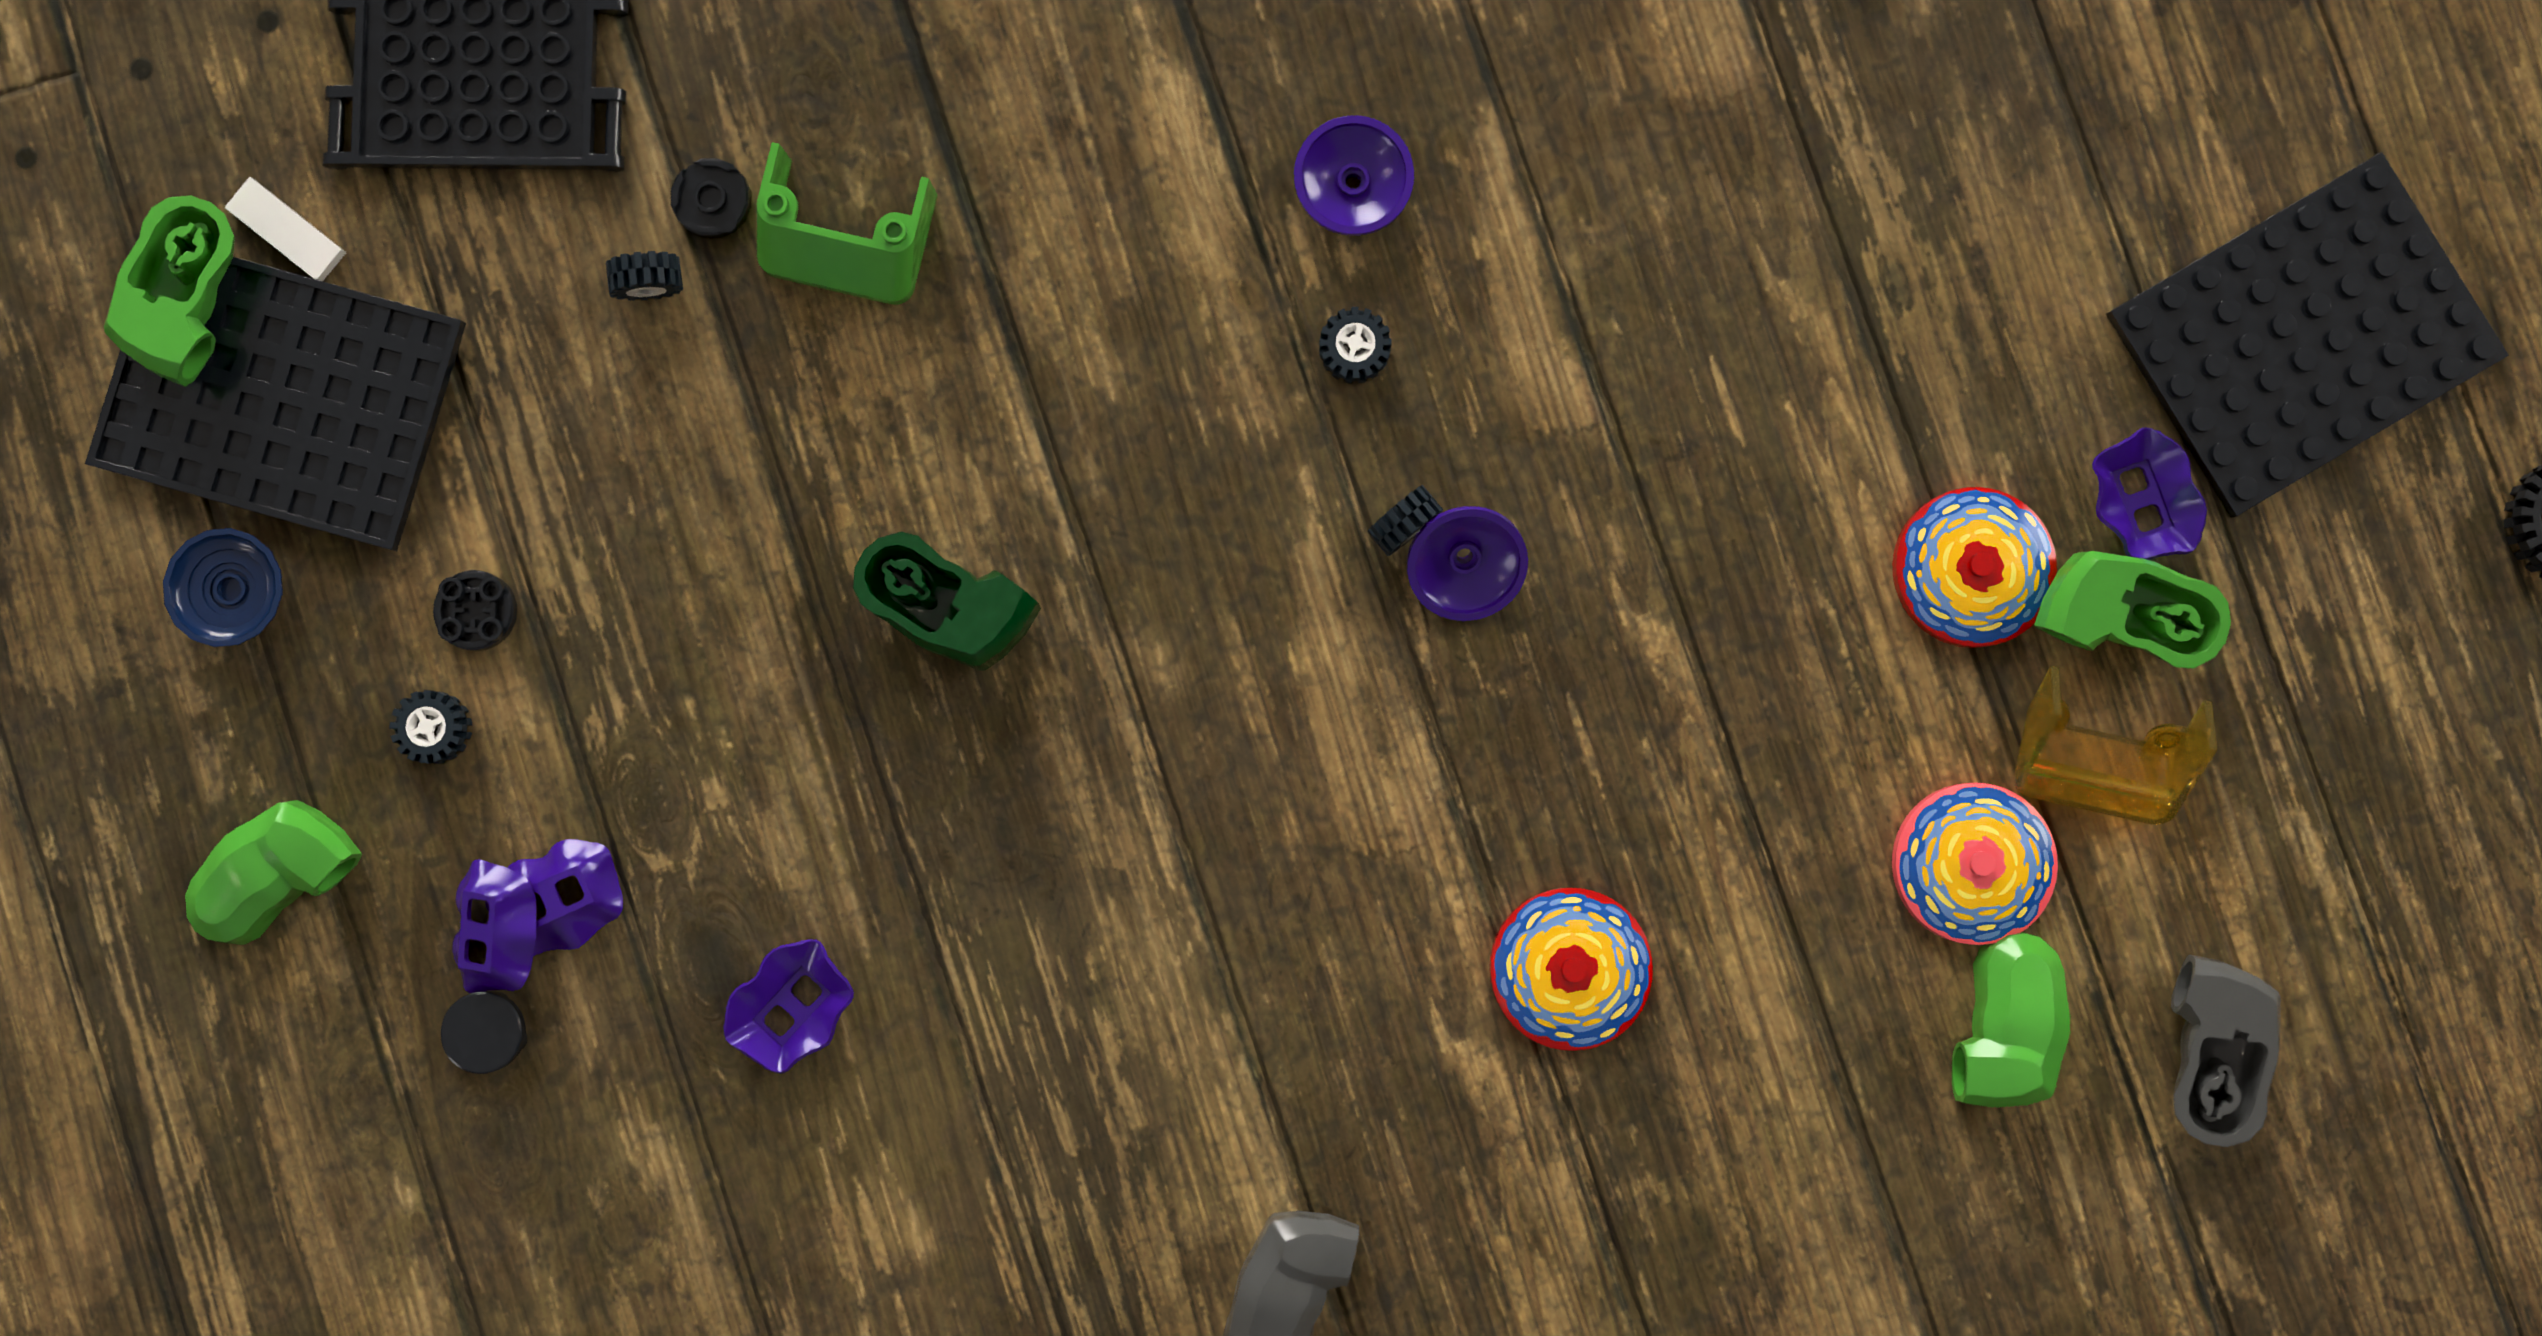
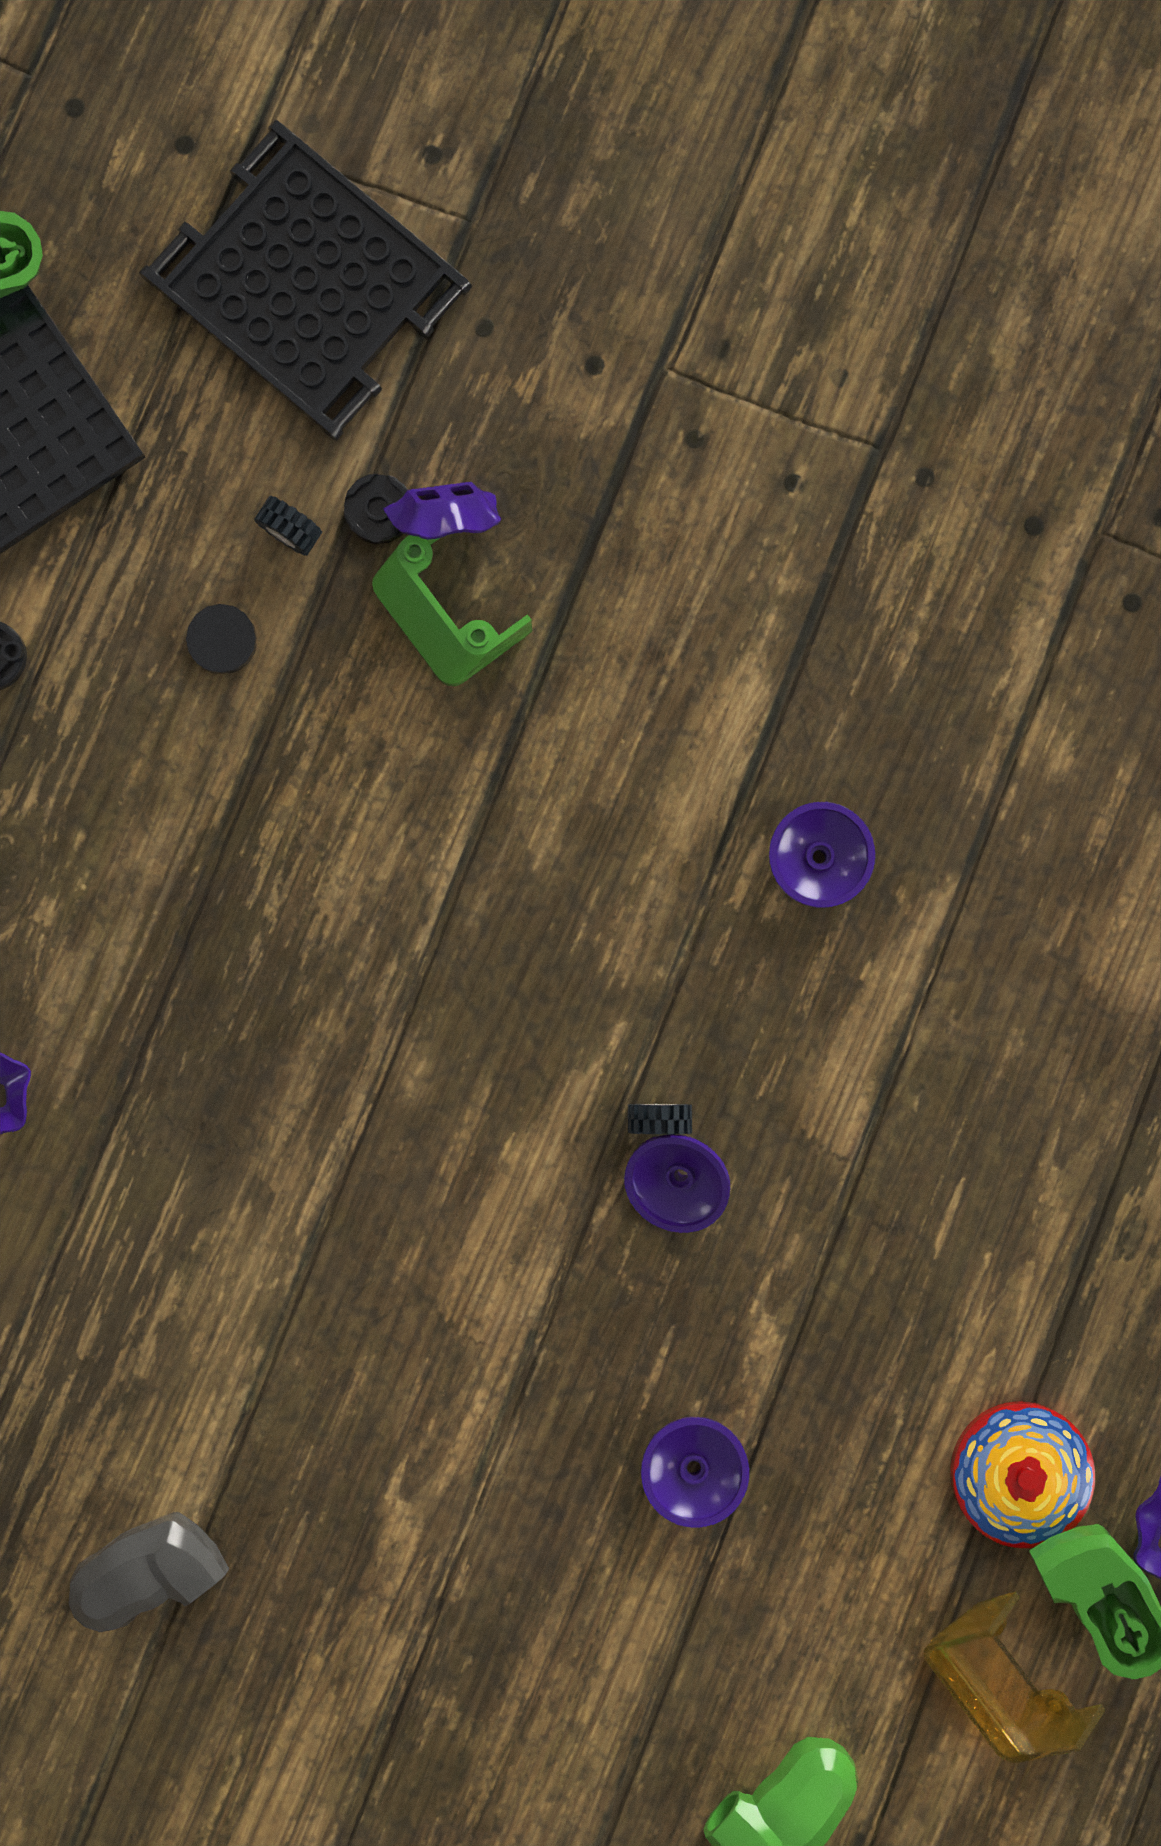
camera: 30 degrees right, 0 degrees up
(285, 229) = (78, 295): white tile -> none
(668, 426) = (221, 639): none -> black tile
(771, 148) = (444, 511): none -> dark purple piece
(942, 602) = (301, 913): dark green piece -> none
(1358, 331) = (737, 963): black wheel -> none
(1571, 968) = (518, 1516): dish -> none
(1719, 794) = (700, 1496): none -> dark purple dish
(1974, 863) = (852, 1677): dish -> none

